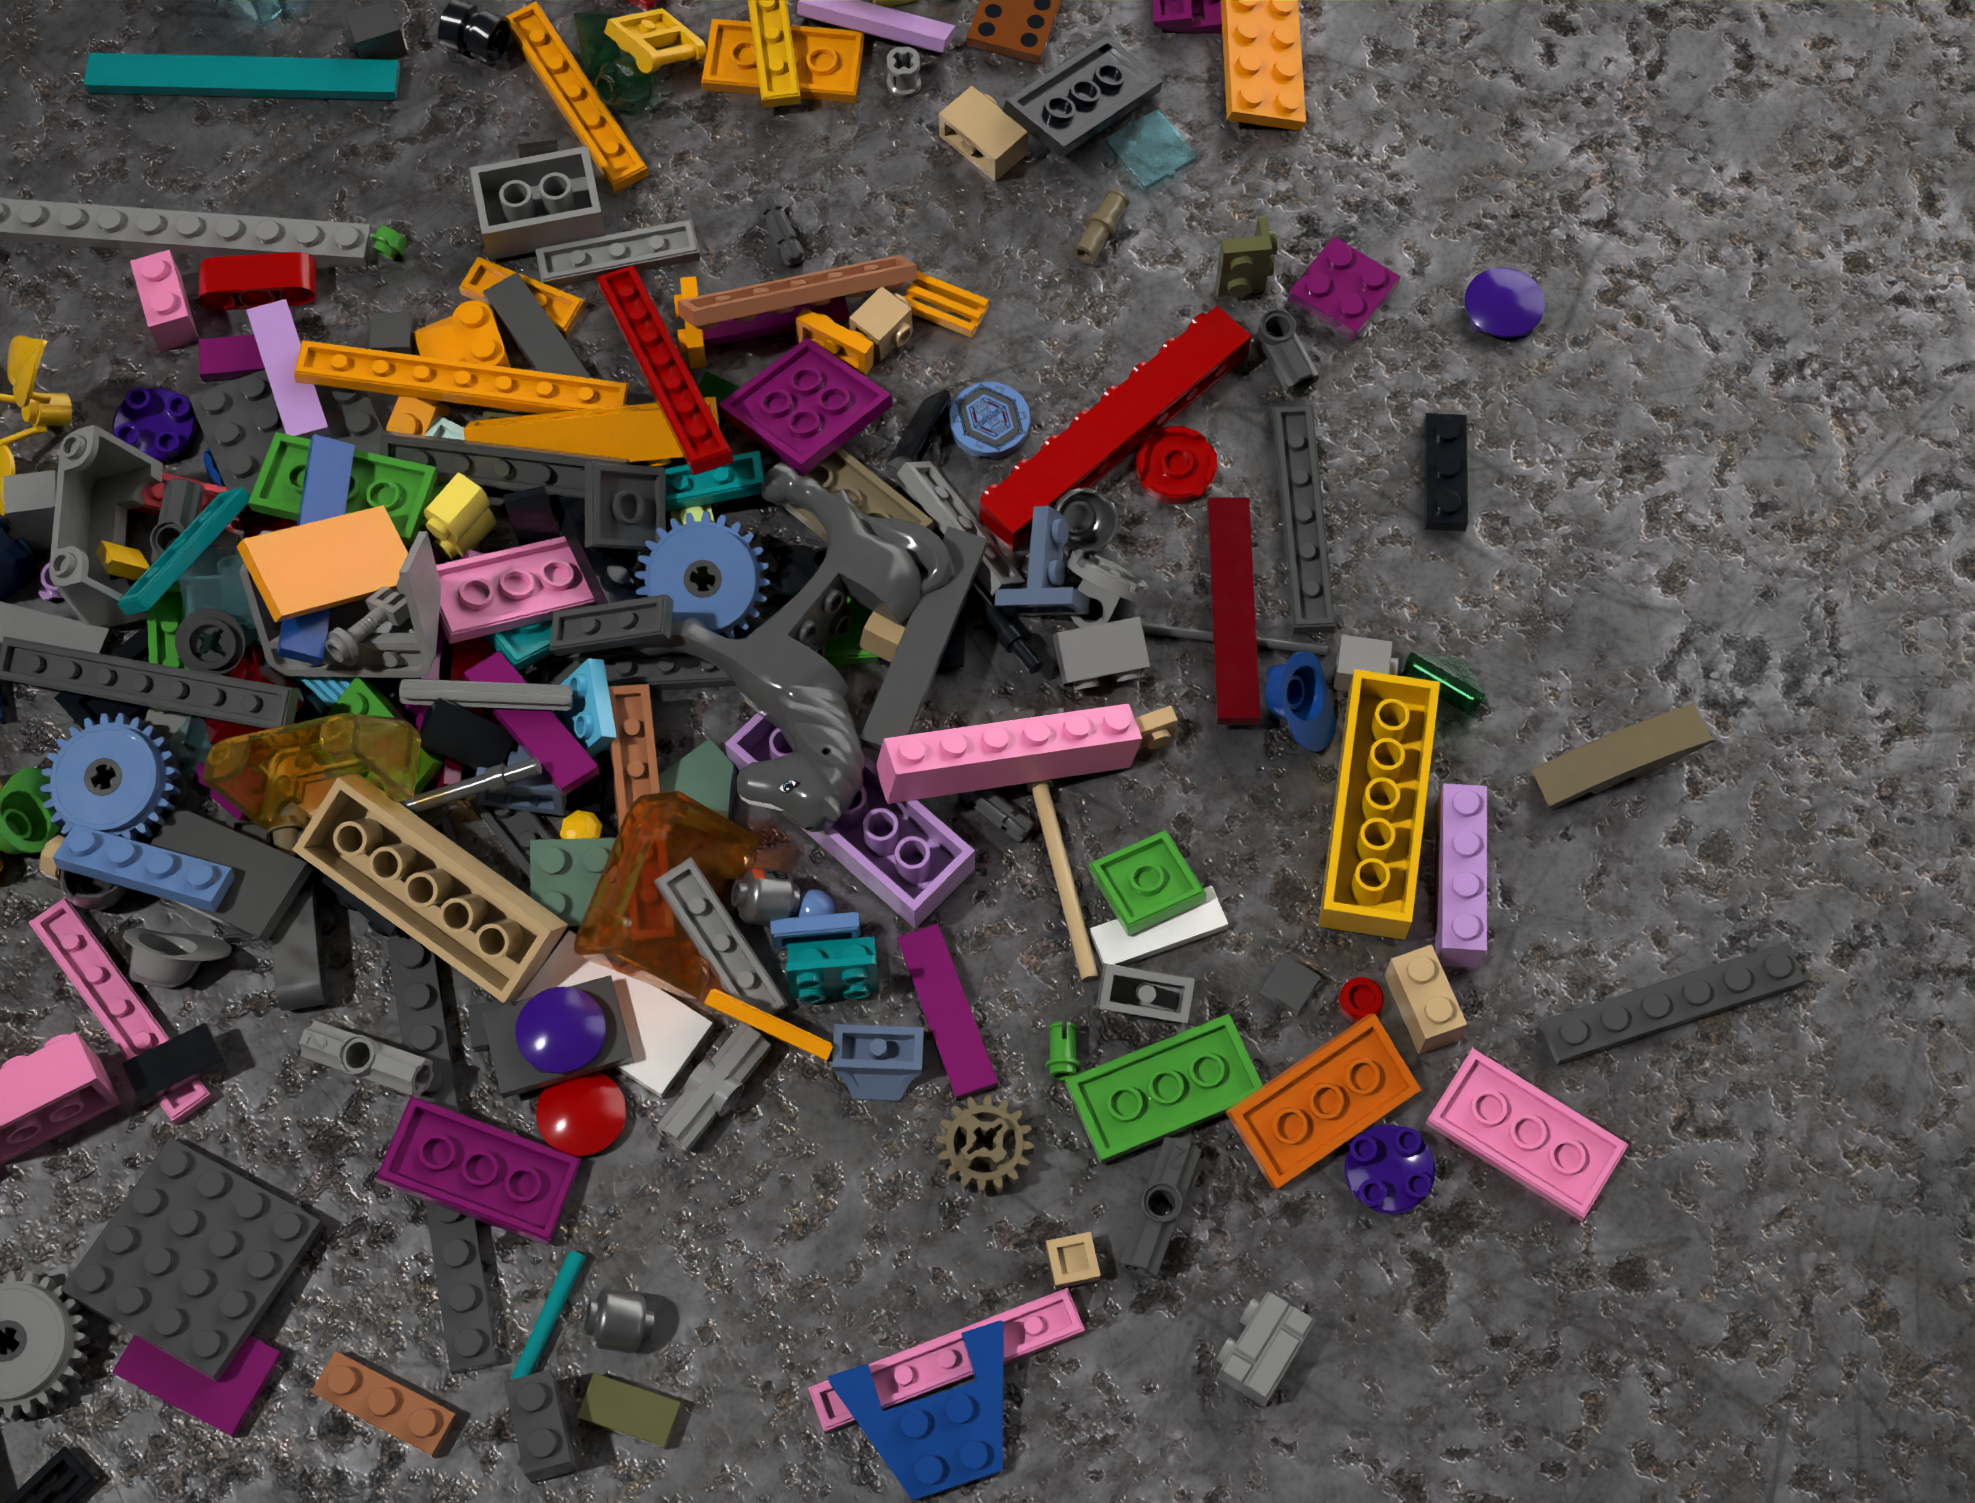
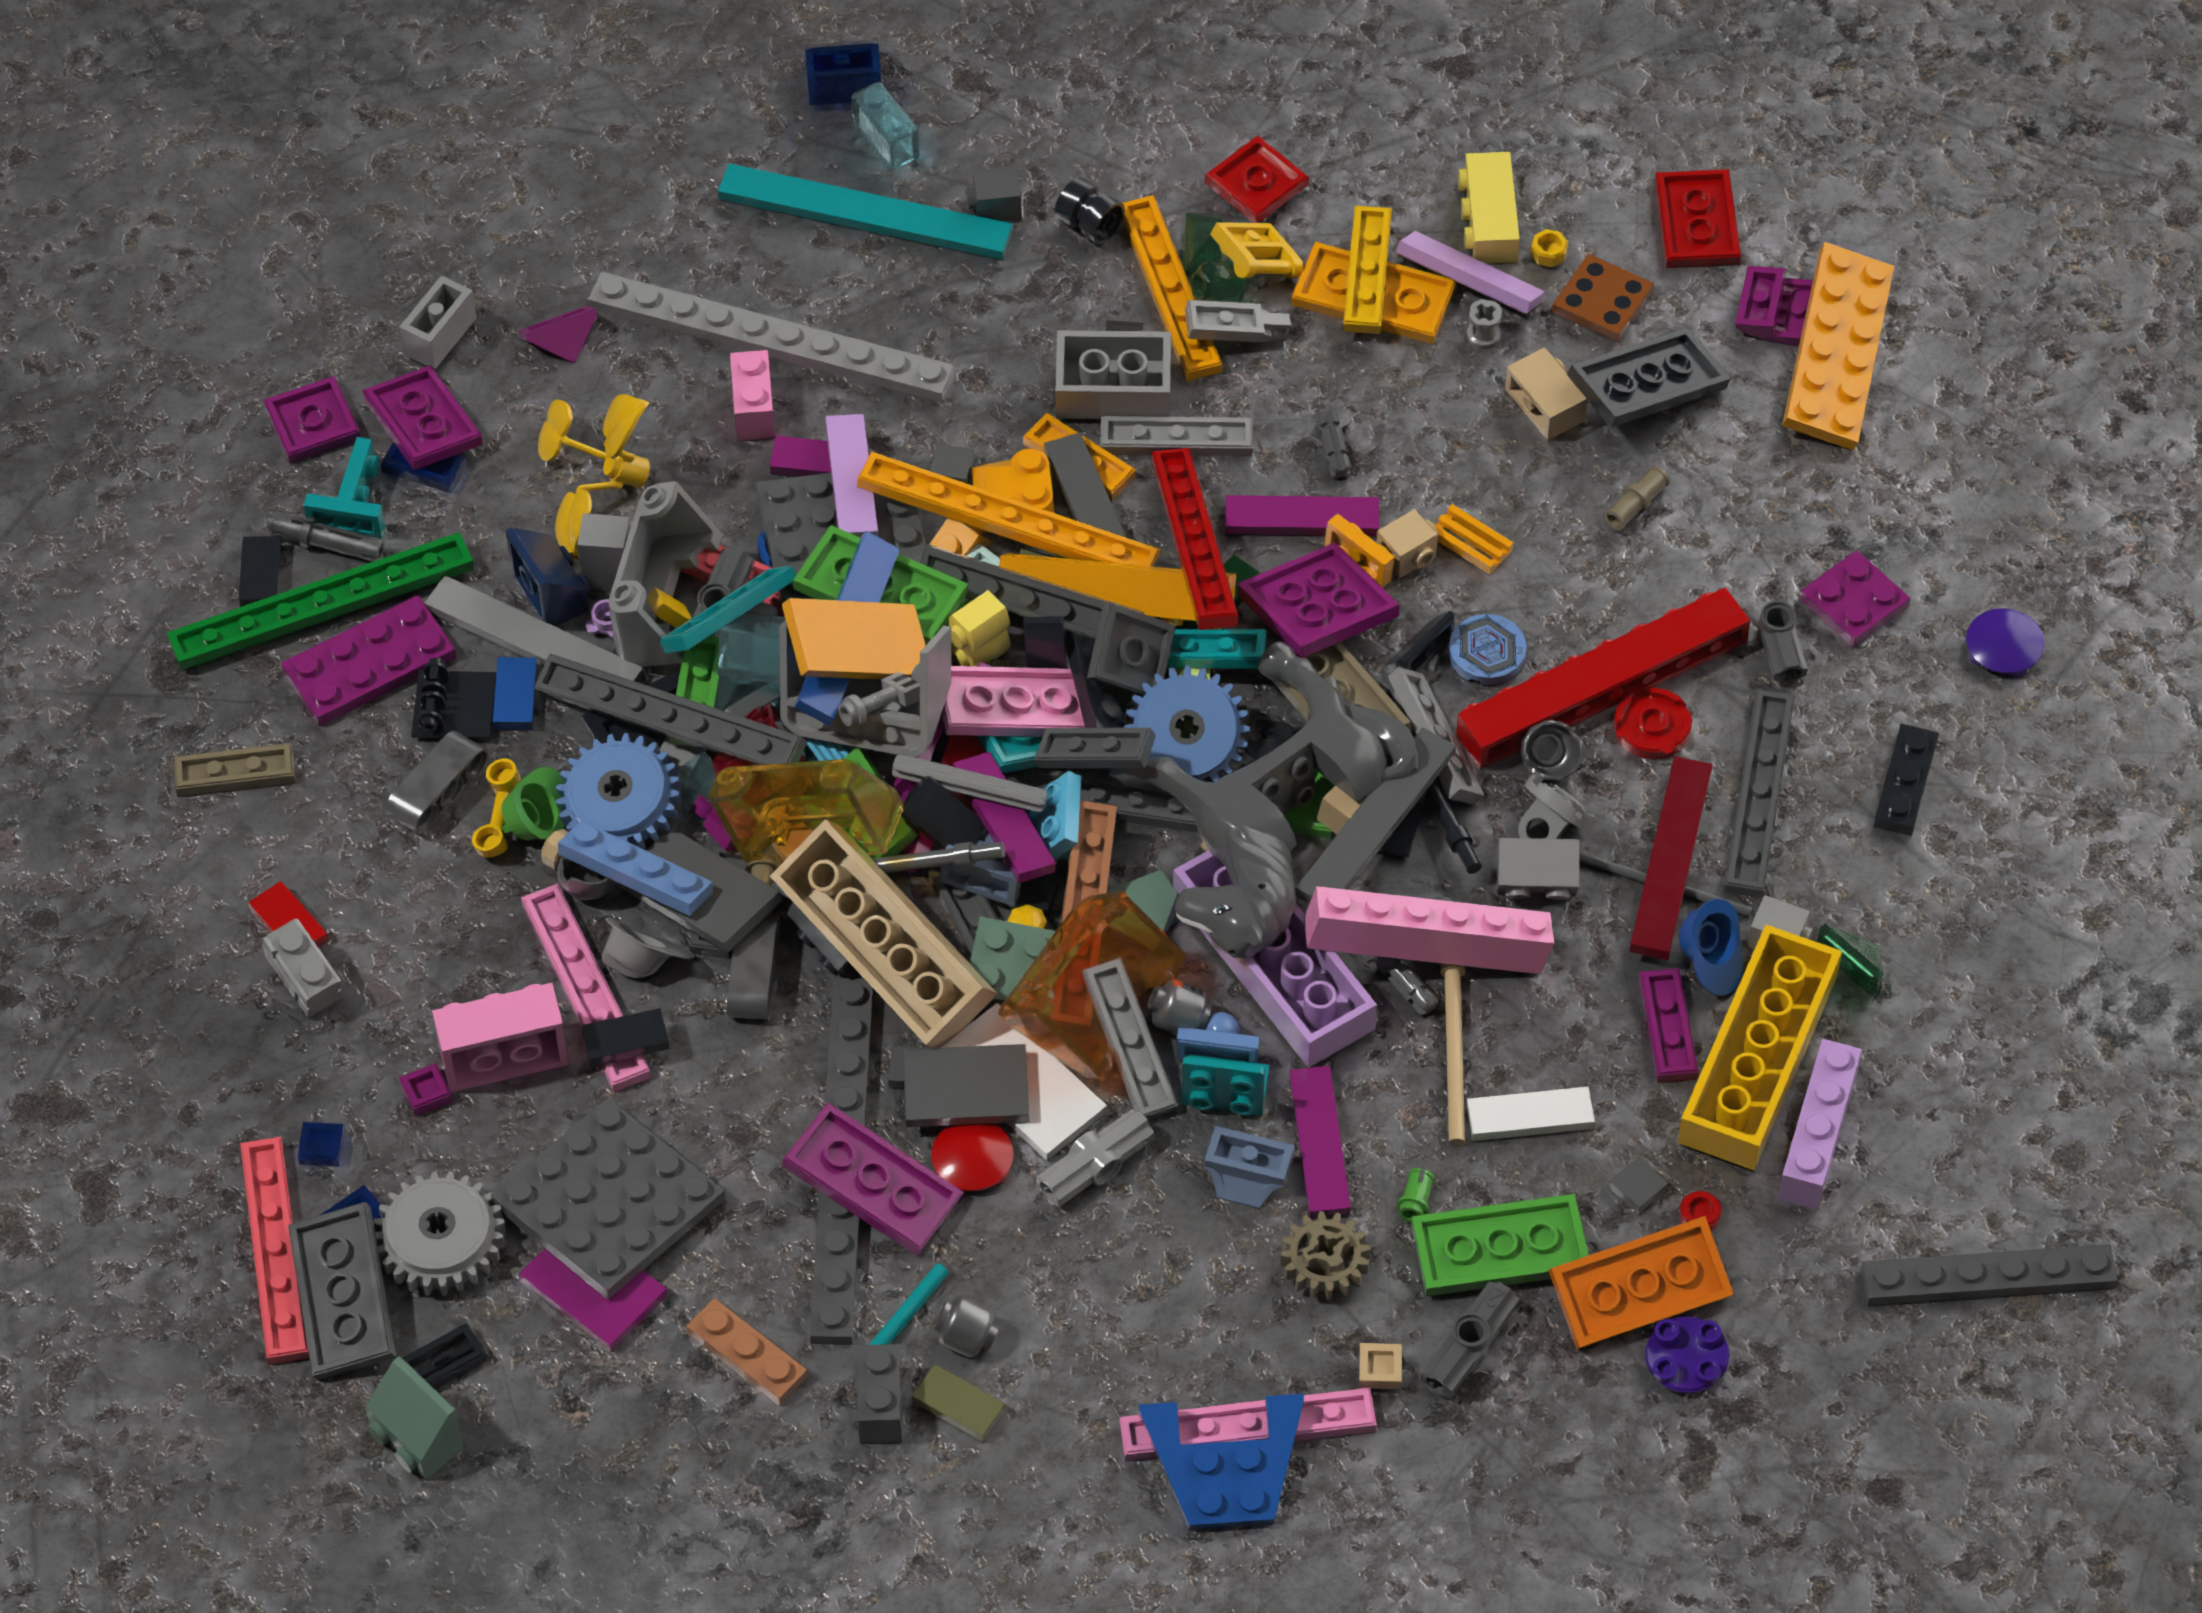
camera: 15 degrees right, 10 degrees down
(155, 422) = (724, 497): dark purple dish -> none
(214, 661) = (738, 670): dark grey gear -> none
(256, 280) = (833, 392): red beam -> none
(385, 1066) = (809, 1074): light grey piece -> none
(389, 242) = (967, 384): bright green plate -> none
(560, 1030) = (971, 1077): dark purple dish -> none
(649, 120) = (1234, 322): none -> light grey hinge
(690, 338) = (1230, 493): light orange plate -> none
(768, 1024) = (1156, 1113): light orange tile -> none
(784, 294) = (1321, 497): nougat plate -> none
(1045, 573) = (1499, 799): sand blue bracket -> none
(1145, 993) = (1501, 1158): light grey brick -> none
(1147, 882) = (1529, 1071): bright green tile -> none
(1151, 149) = (1704, 439): clear light blue piece -> none
(1157, 727) = (1571, 943): tan plate -> none
(1246, 262) = (1763, 555): olive bracket -> none
(1264, 1348) = (1533, 1472): light grey brick -> none
(1275, 796) = (1668, 1025): none -> magenta tile
(1425, 999) = (1757, 1220): tan brick -> none
(1527, 1134) = (1822, 1355): bright pink tile -> none
(1622, 755) = (2001, 1053): dark tan slope -> none

